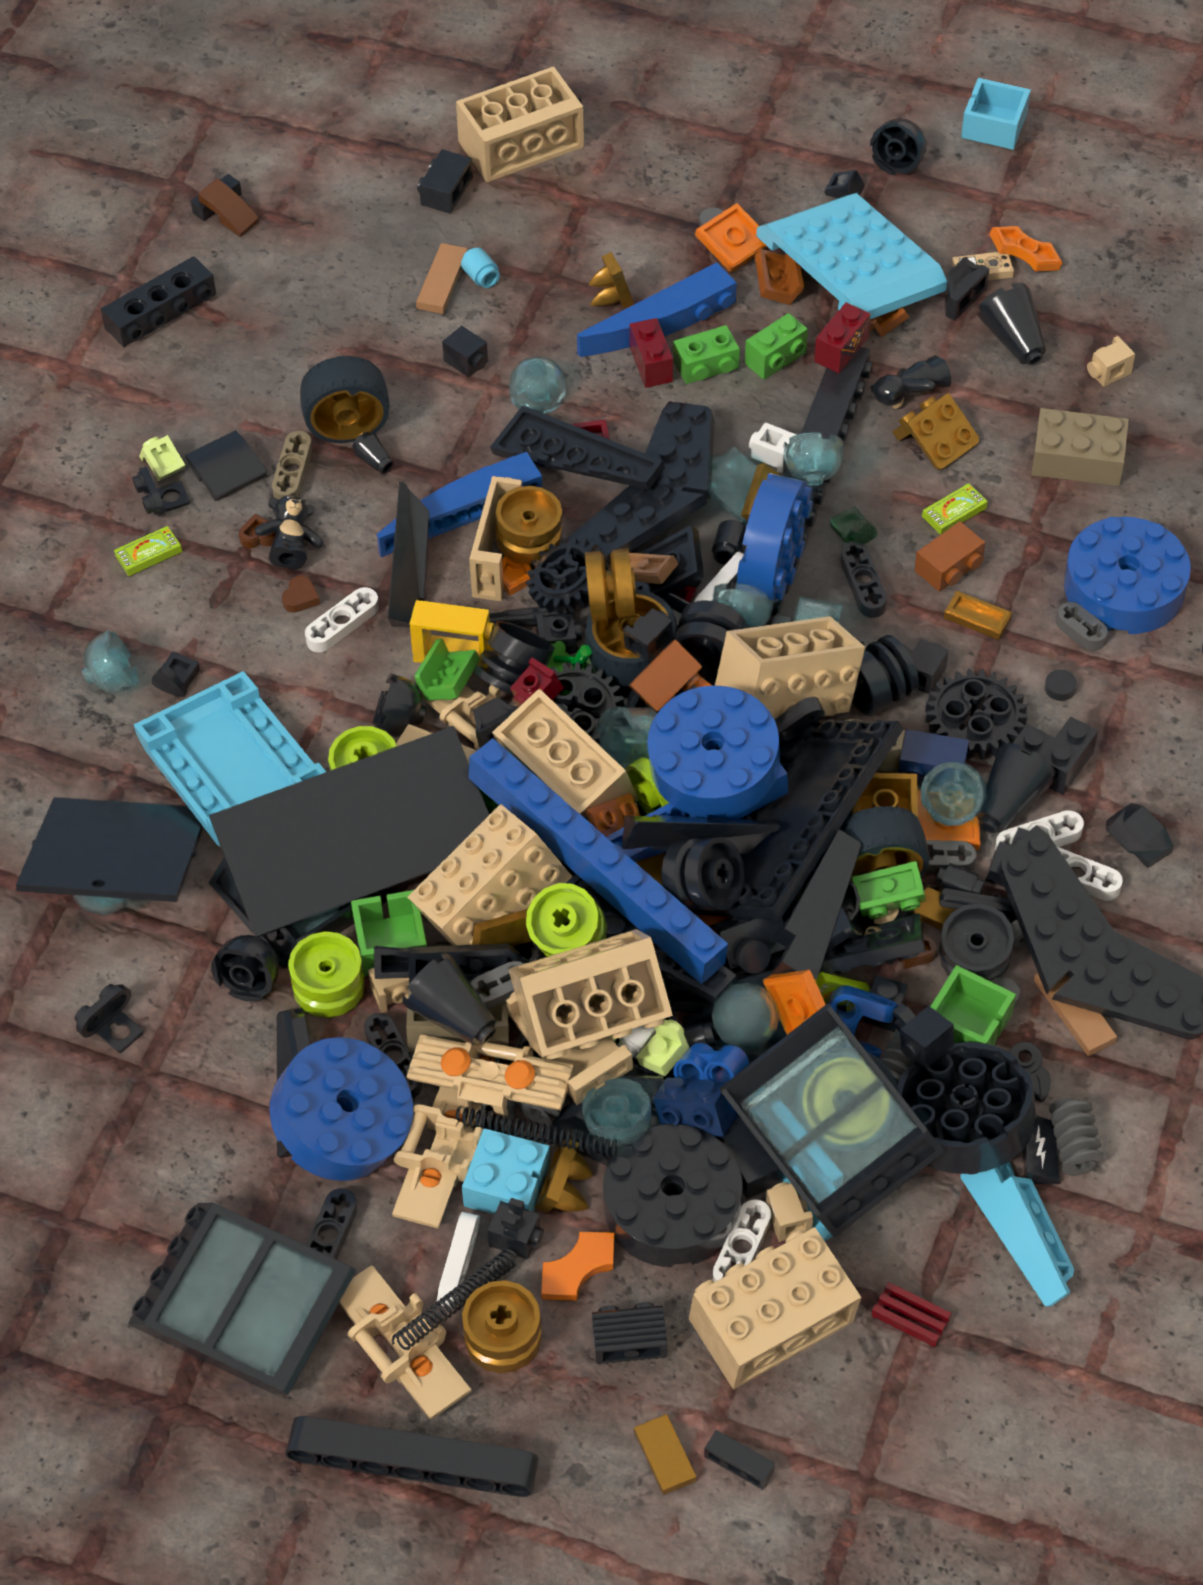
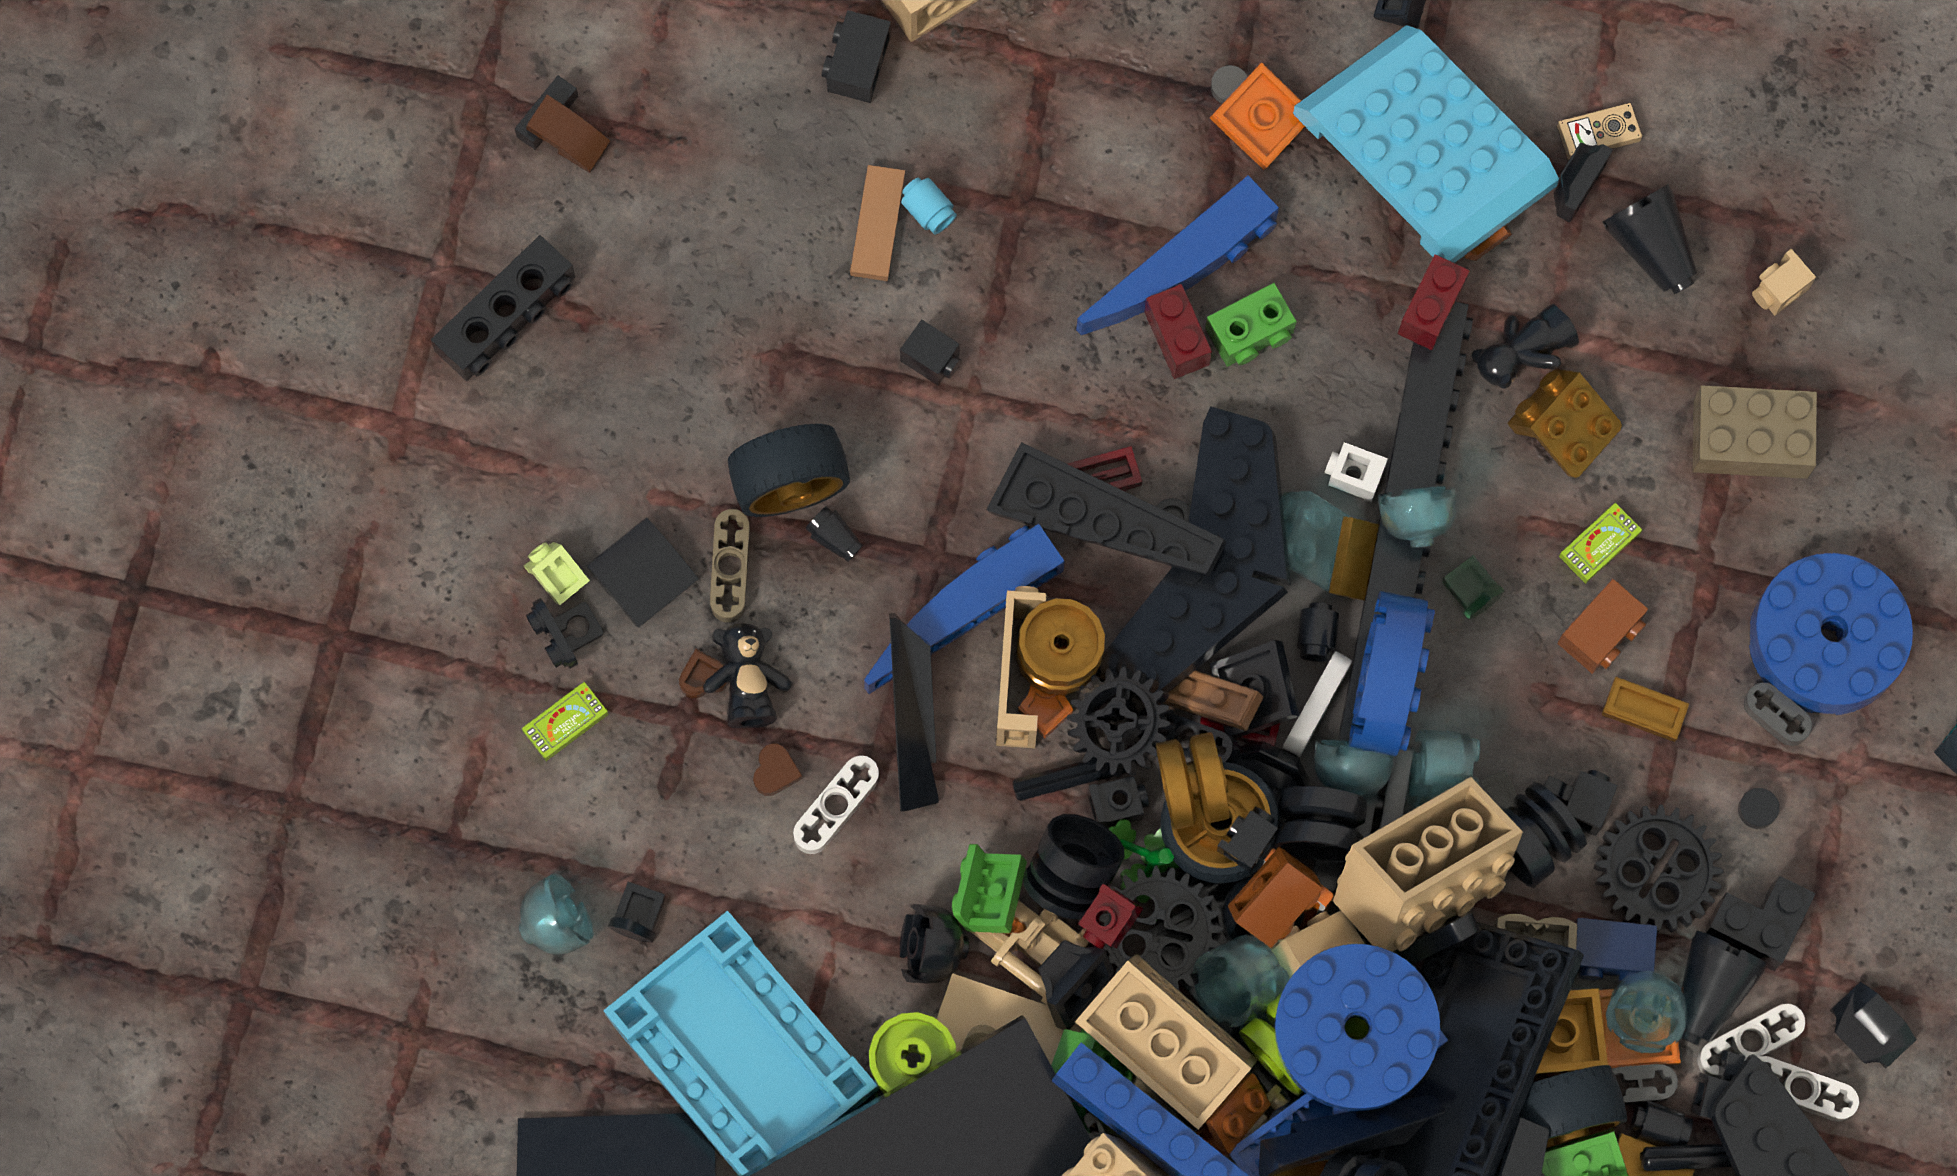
camera: 10 degrees left, 20 degrees up
(451, 619) = (991, 826): yellow window -> none
(537, 384) = (1033, 398): clear light blue cylinder -> none
(615, 285) = (1110, 227): pearl gold tile -> none
(776, 346) = (1342, 303): bright green brick -> none
(778, 277) = (1330, 181): dark orange bracket -> none
(860, 590) = (1475, 647): black beam -> none
(1037, 254) = (1640, 90): orange tile -> none

